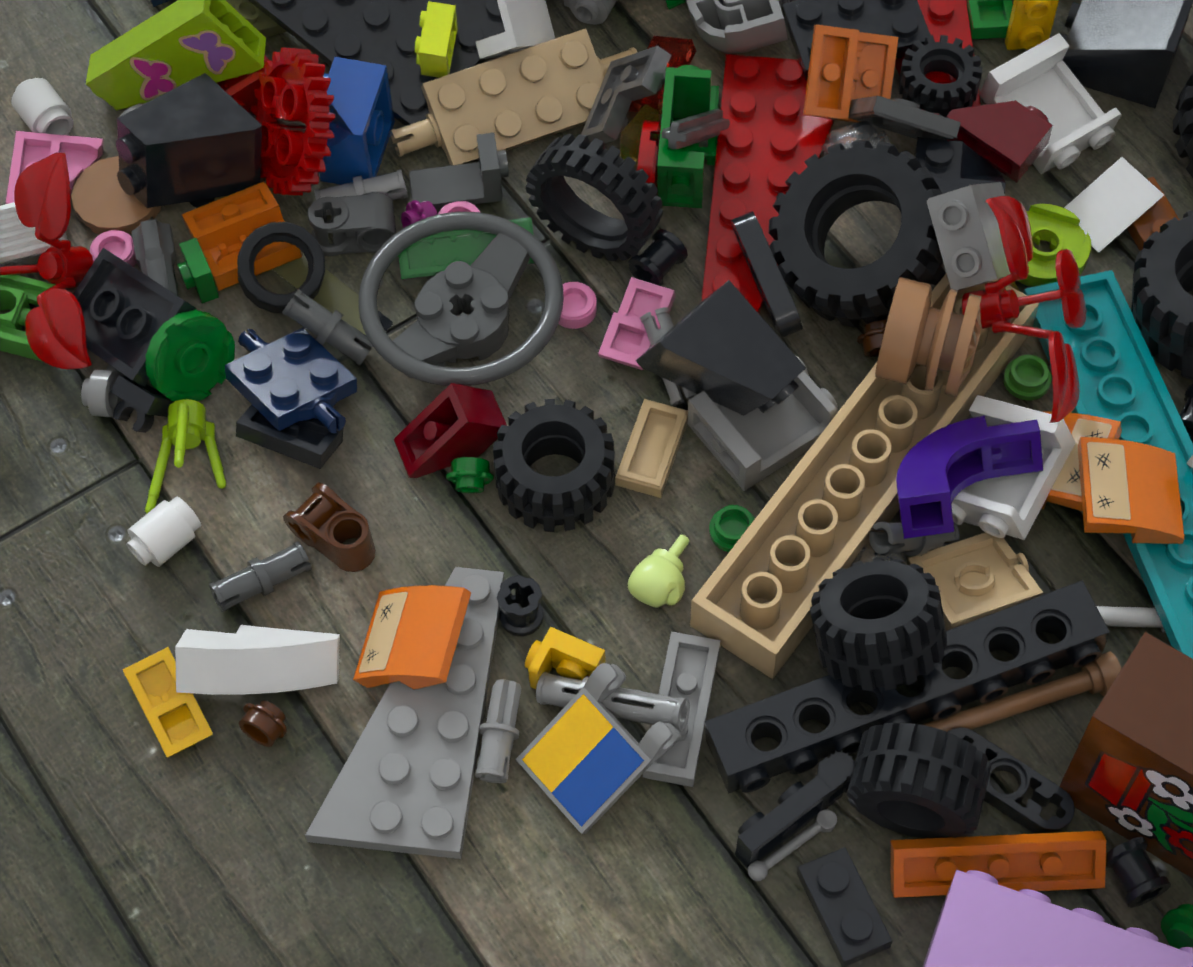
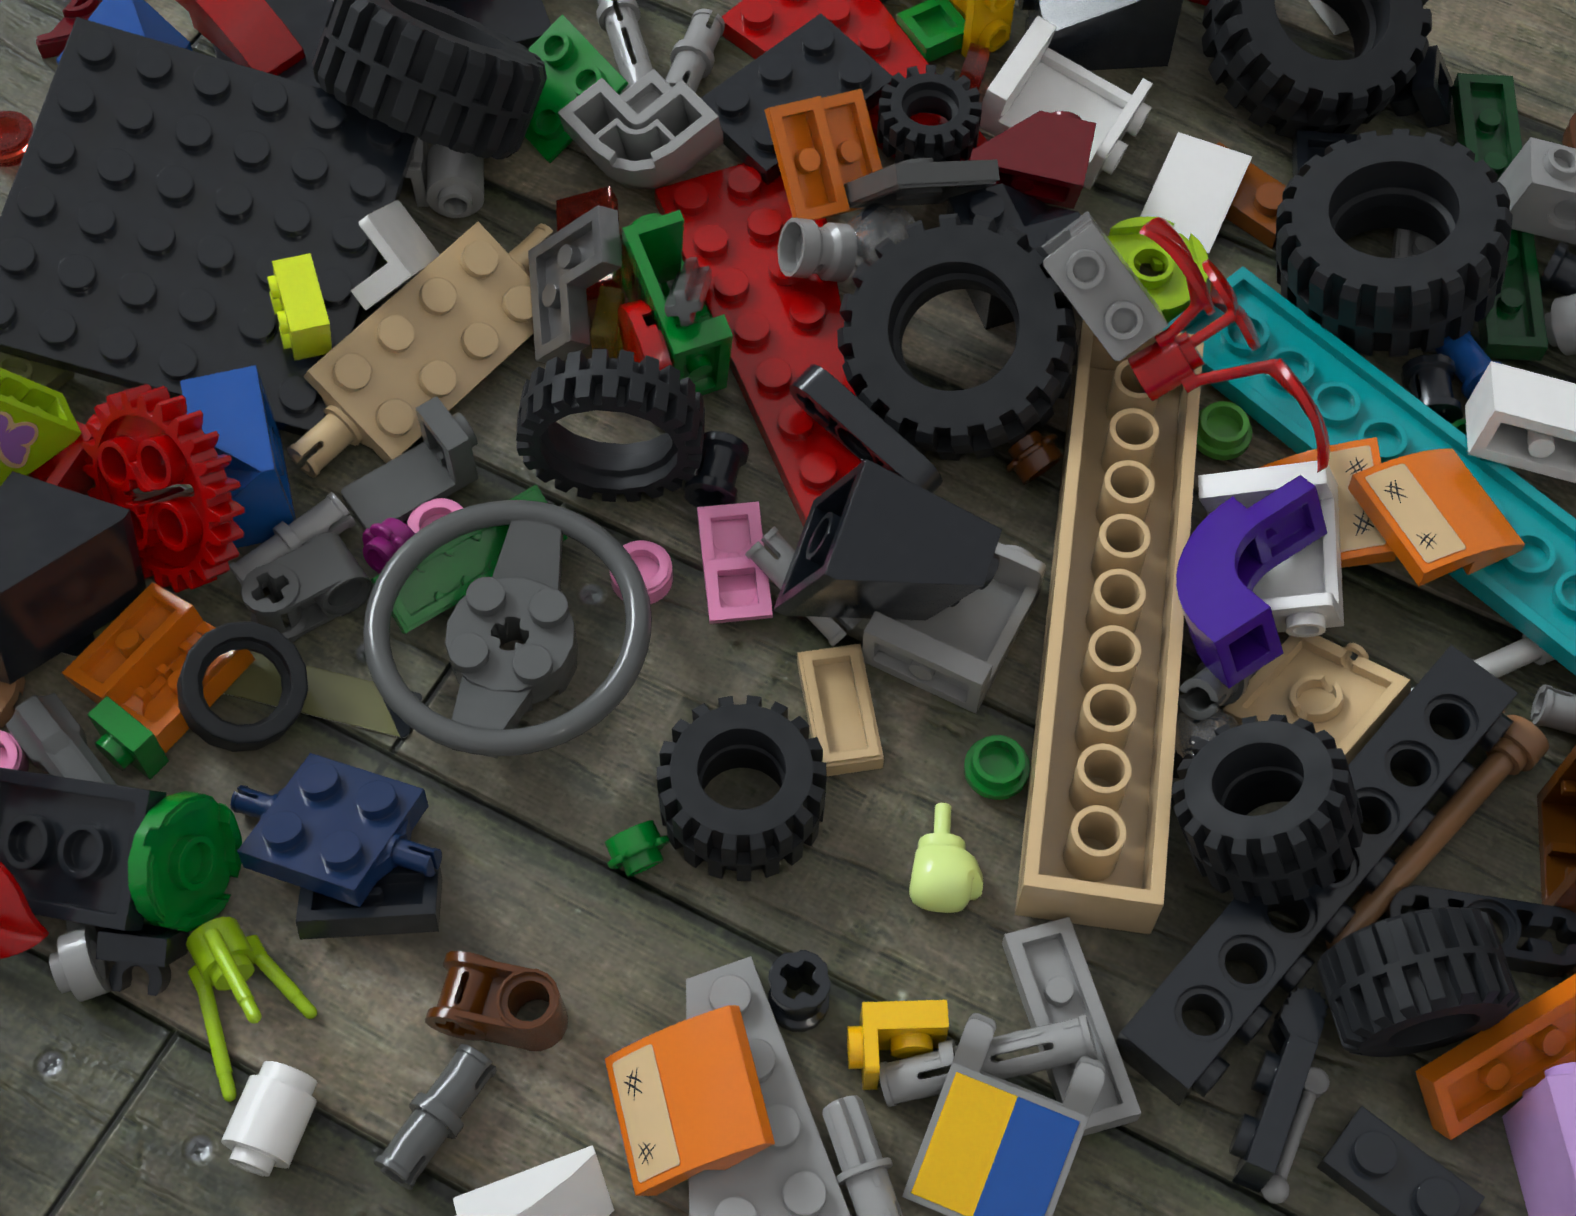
camera: 30 degrees left, 0 degrees up
(328, 327) = (349, 737): dark grey pin -> none
(453, 426) = (581, 803): dark red slope -> none
(804, 136) = (812, 249): none -> light grey wheel
(928, 336) = (1129, 428): medium nougat wheel -> none
(999, 53) = (975, 64): none -> clear red tile

